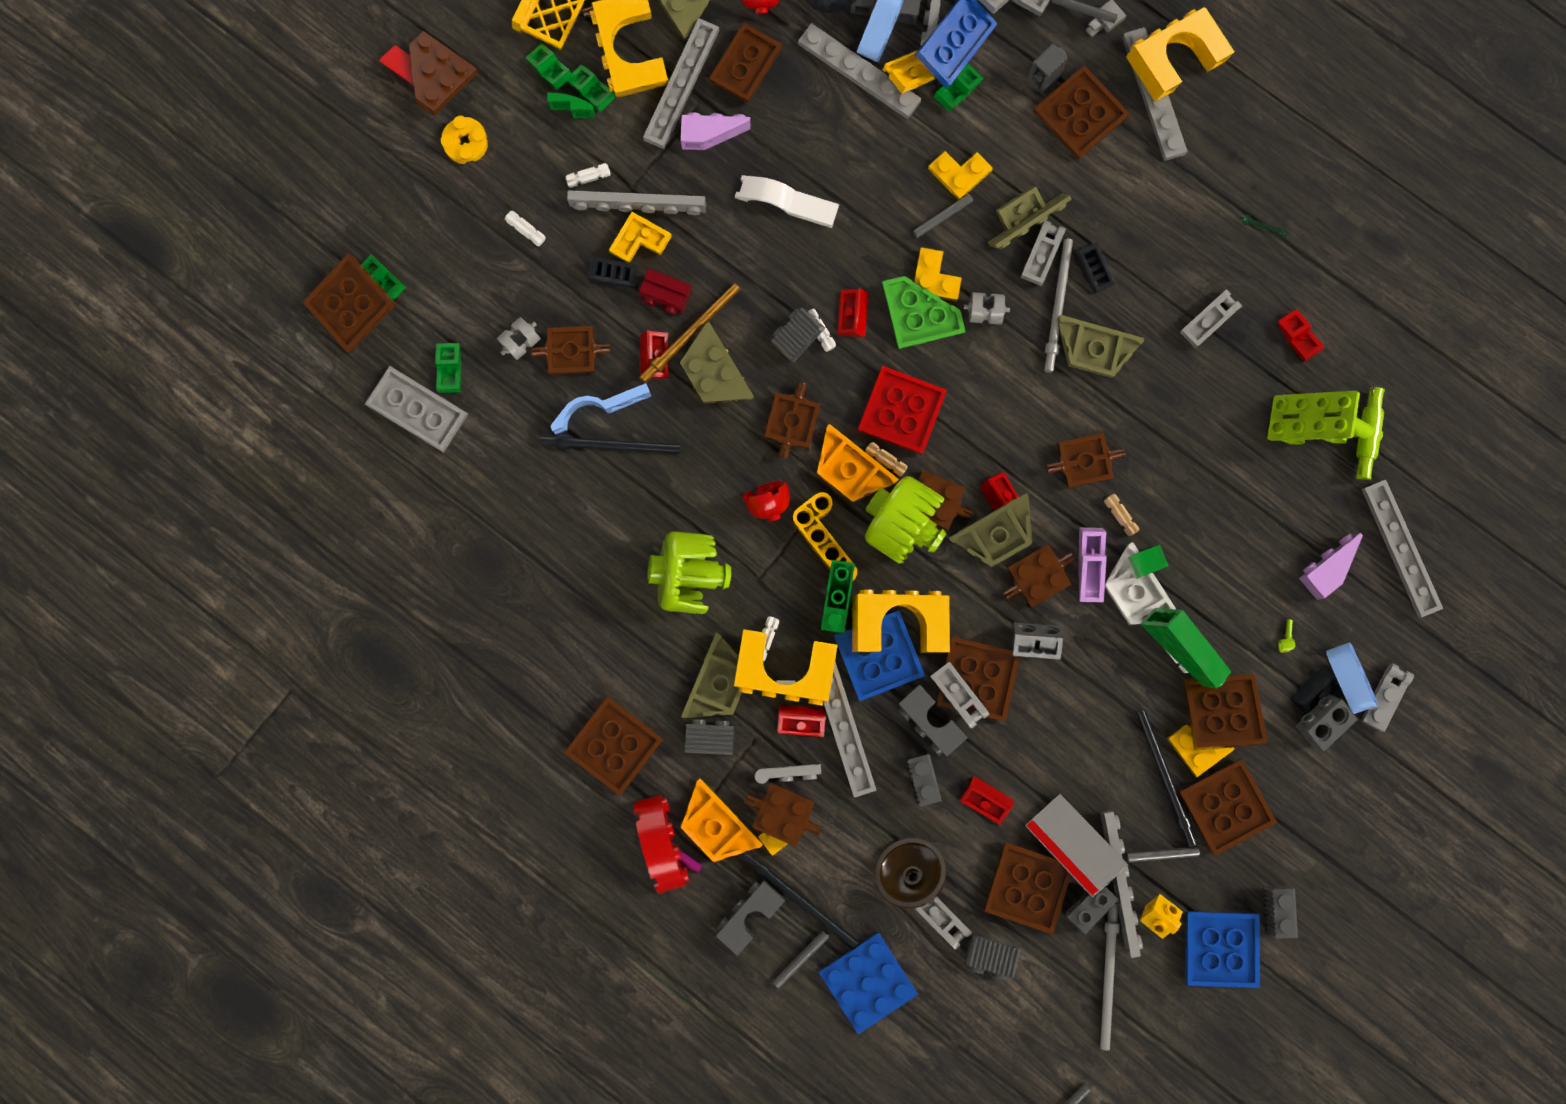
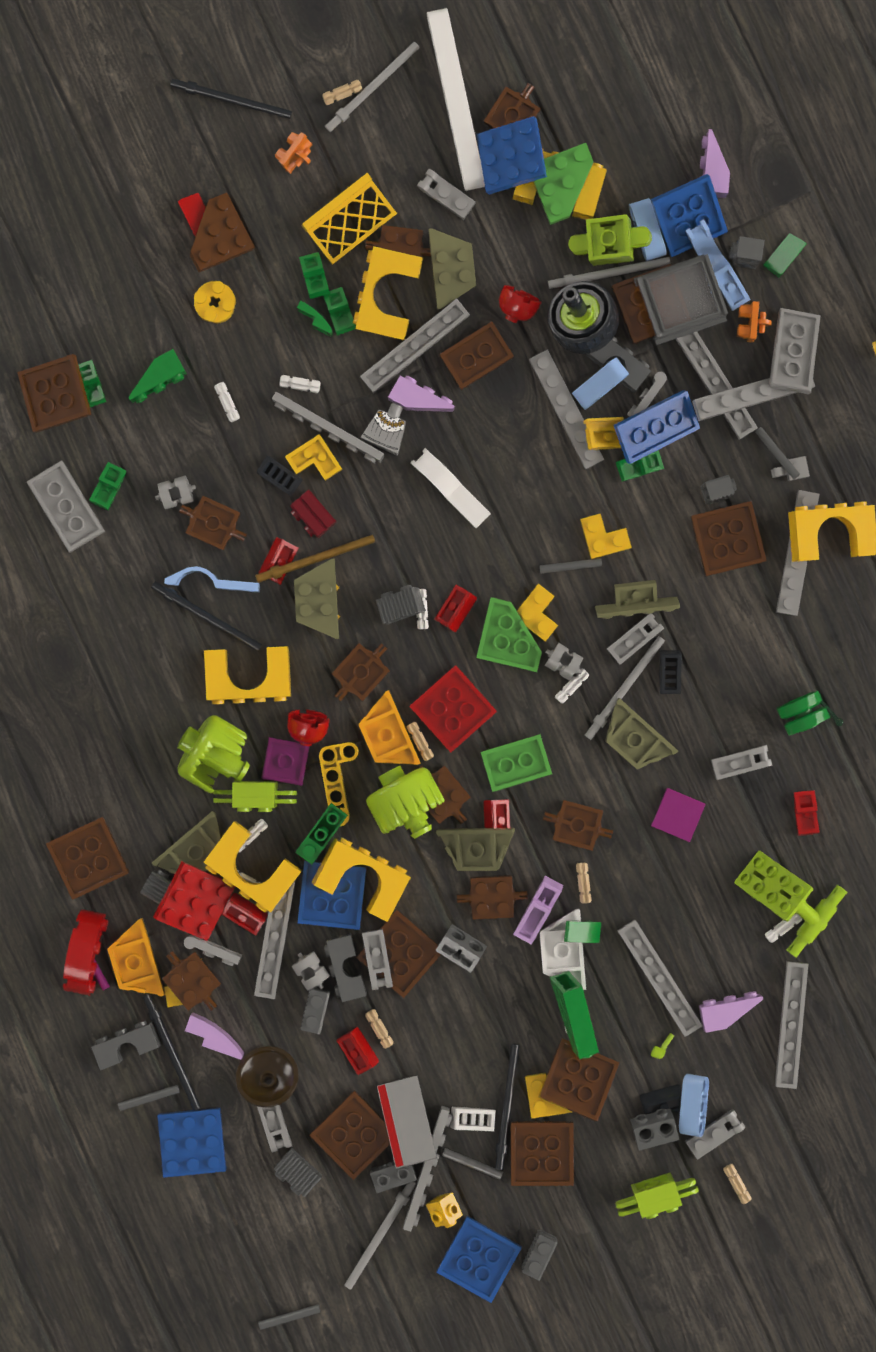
camera: 25 degrees right, 5 degrees up
(446, 230) = (161, 372): none -> green slope
(695, 175) = (386, 430): none -> light grey torso
(714, 478) = (221, 688): none -> yellow arch
(744, 732) = (193, 901): none -> red plate
(751, 593) = (254, 795): none -> lime brick
(763, 547) = (285, 761): none -> magenta tile
(835, 860) = (214, 1036): none -> lavender slope
(897, 742) = (310, 970): none -> light grey wheel
(992, 431) = (516, 763): none -> bright green plate
(997, 766) = (379, 1028): none -> tan axle
(1006, 330) = (571, 686): none -> white axle
(1126, 814) = (455, 1112): none -> white slope
(1177, 401) = (678, 814): none -> magenta tile
(1247, 237) = (804, 715): none -> green wheel
(1248, 569) = (660, 978): none -> light grey plate
(1339, 458) = (782, 927): none -> white axle
(1367, 788) = (656, 1196): none -> lime brick
(1437, 735) = (737, 1183): none -> tan axle

